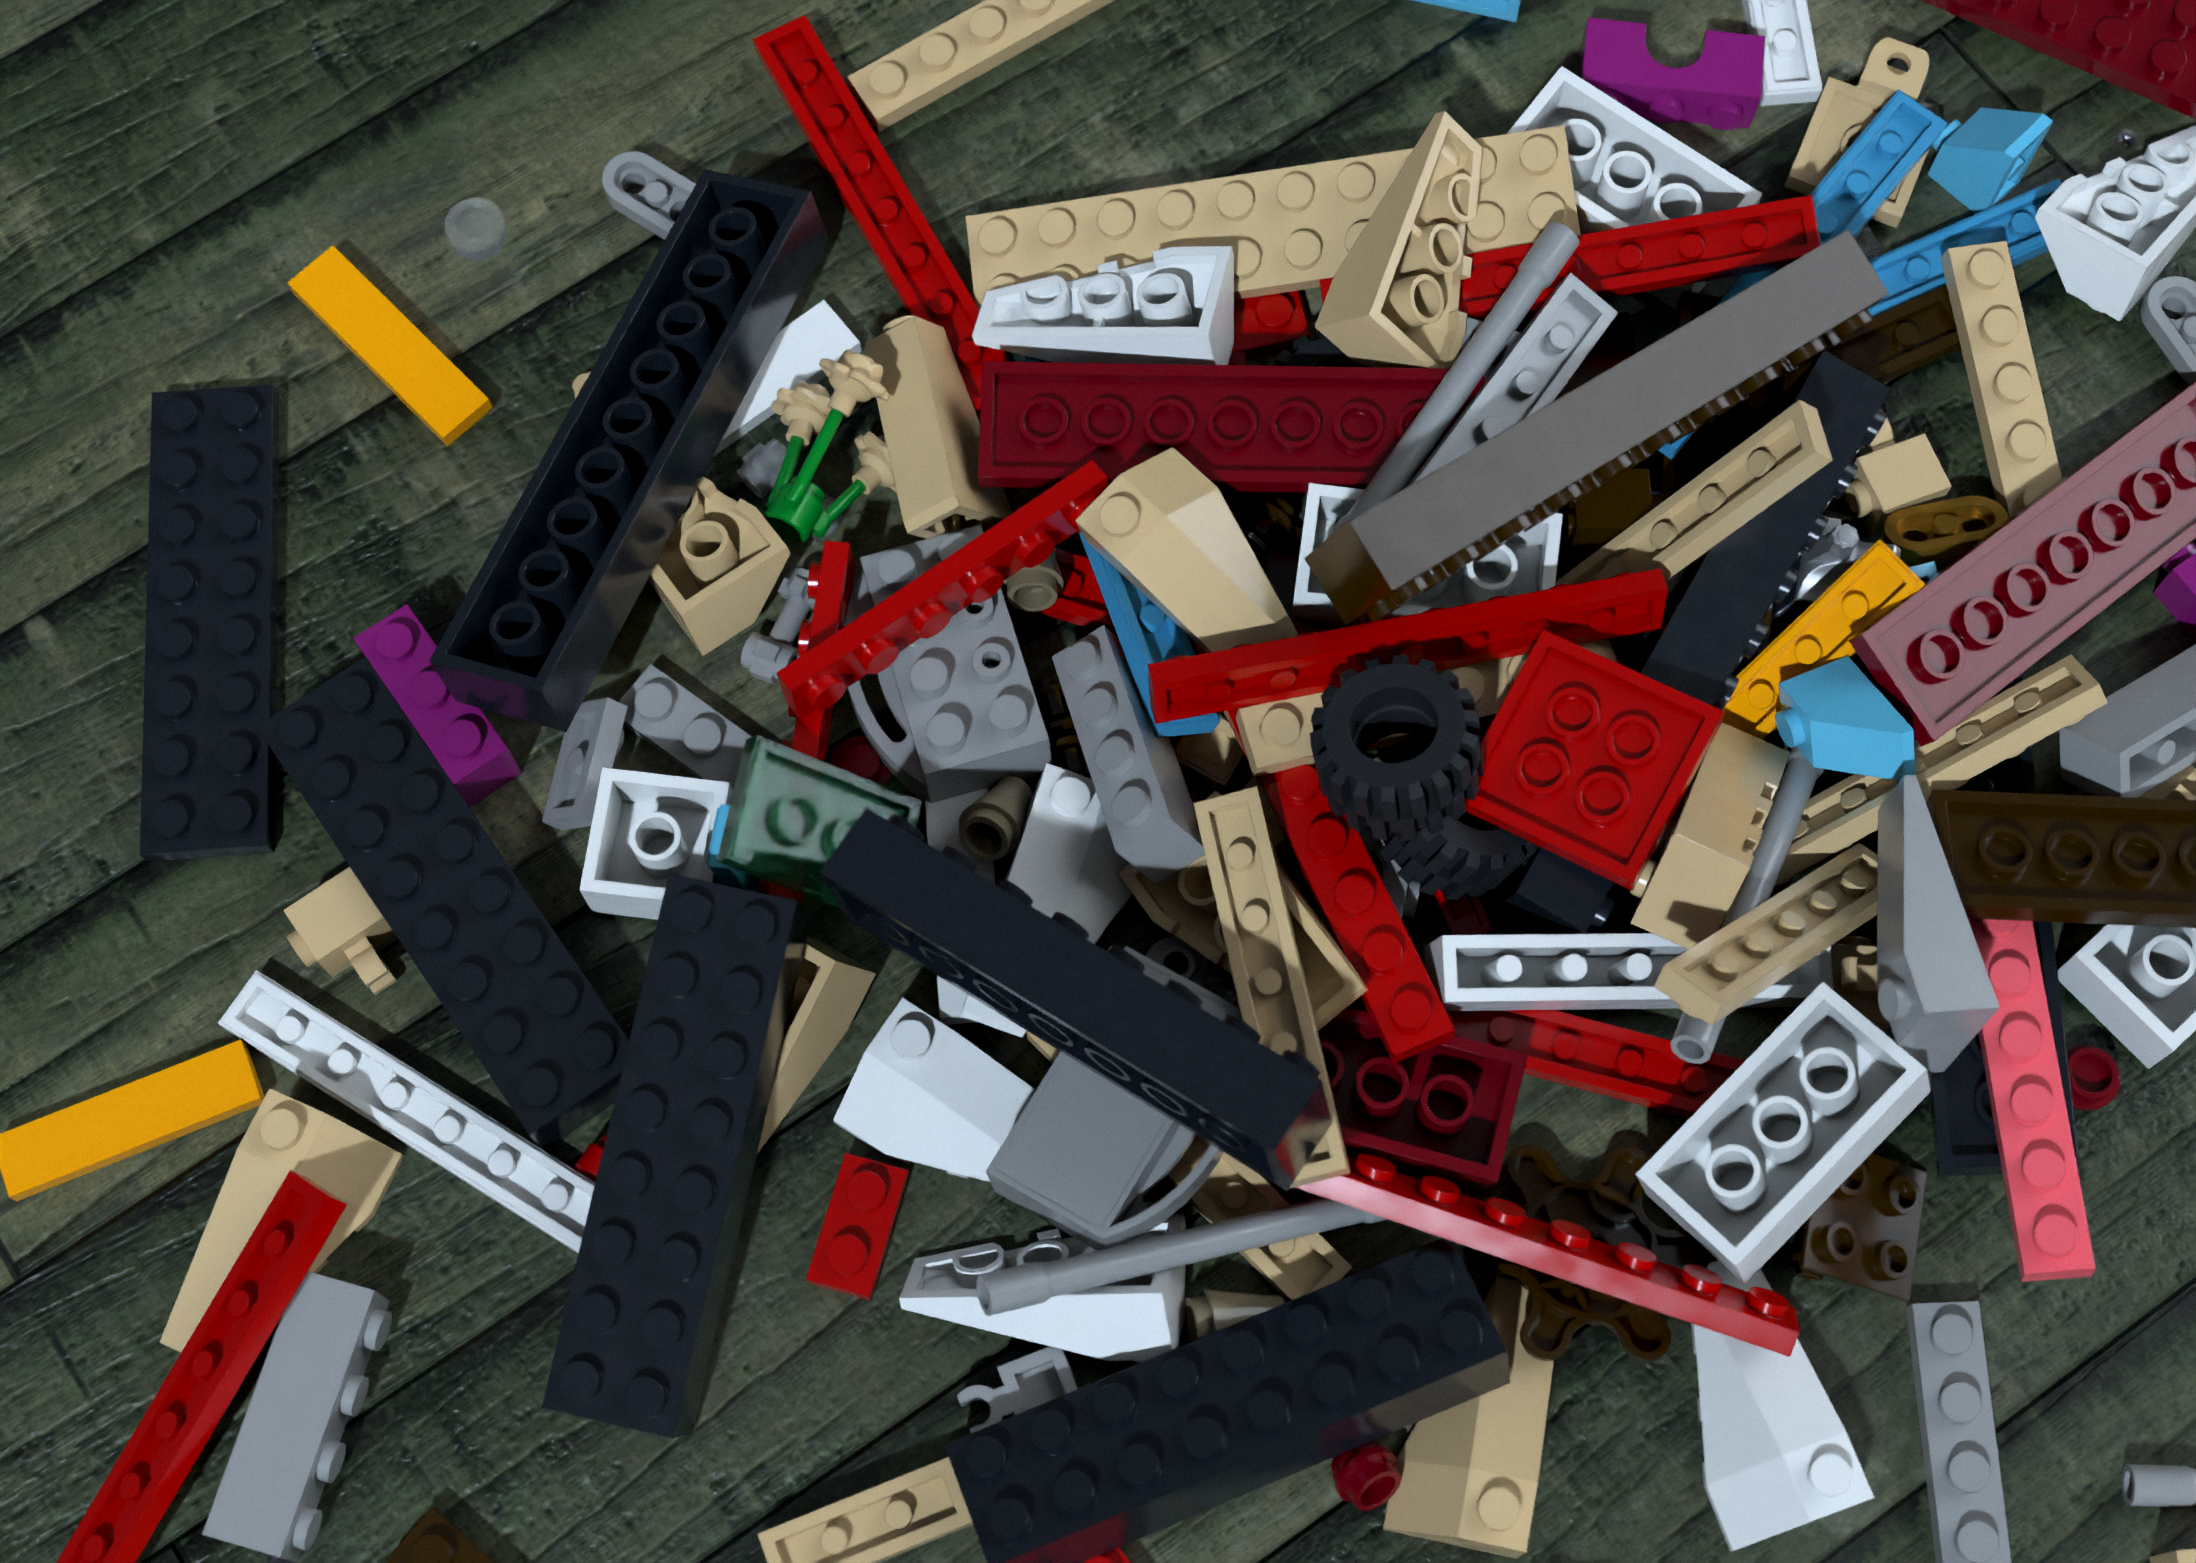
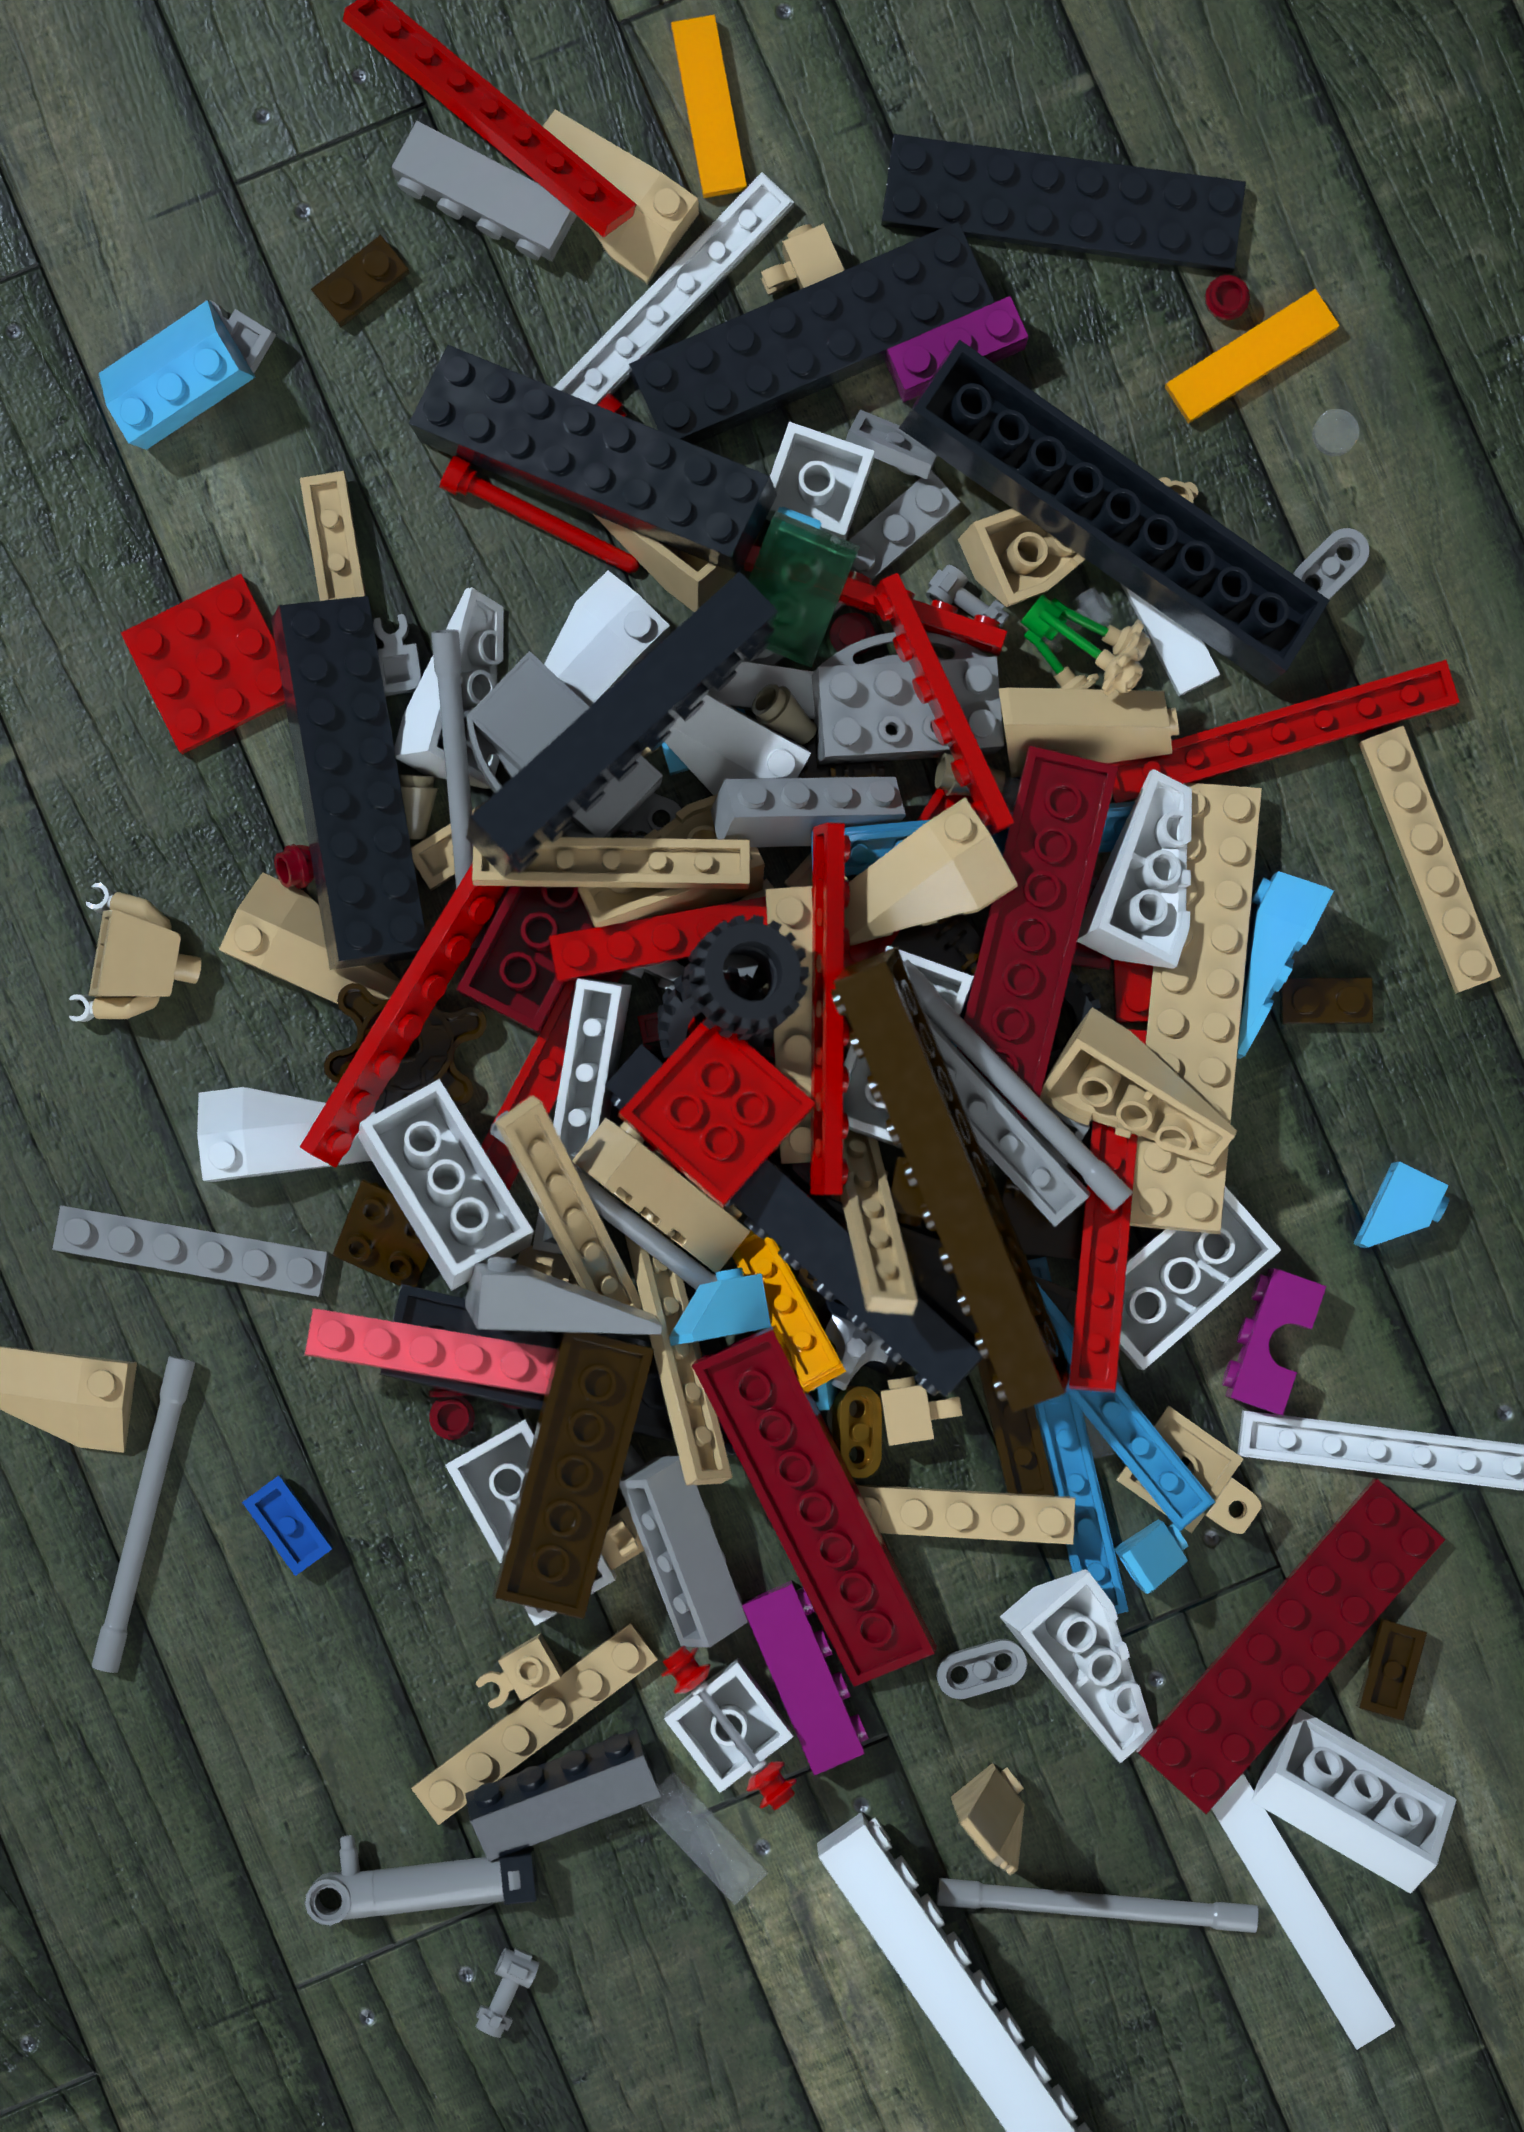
camera: 100 degrees right, 15 degrees up
(313, 388) = (1227, 297): none -> dark red plate
(738, 1355) = (462, 479): none -> red piece
(858, 1227) = (532, 573): red plate -> none
(1137, 144) = (1279, 926): none -> medium azure wedge
(1220, 103) = (1326, 1001): none -> dark brown plate

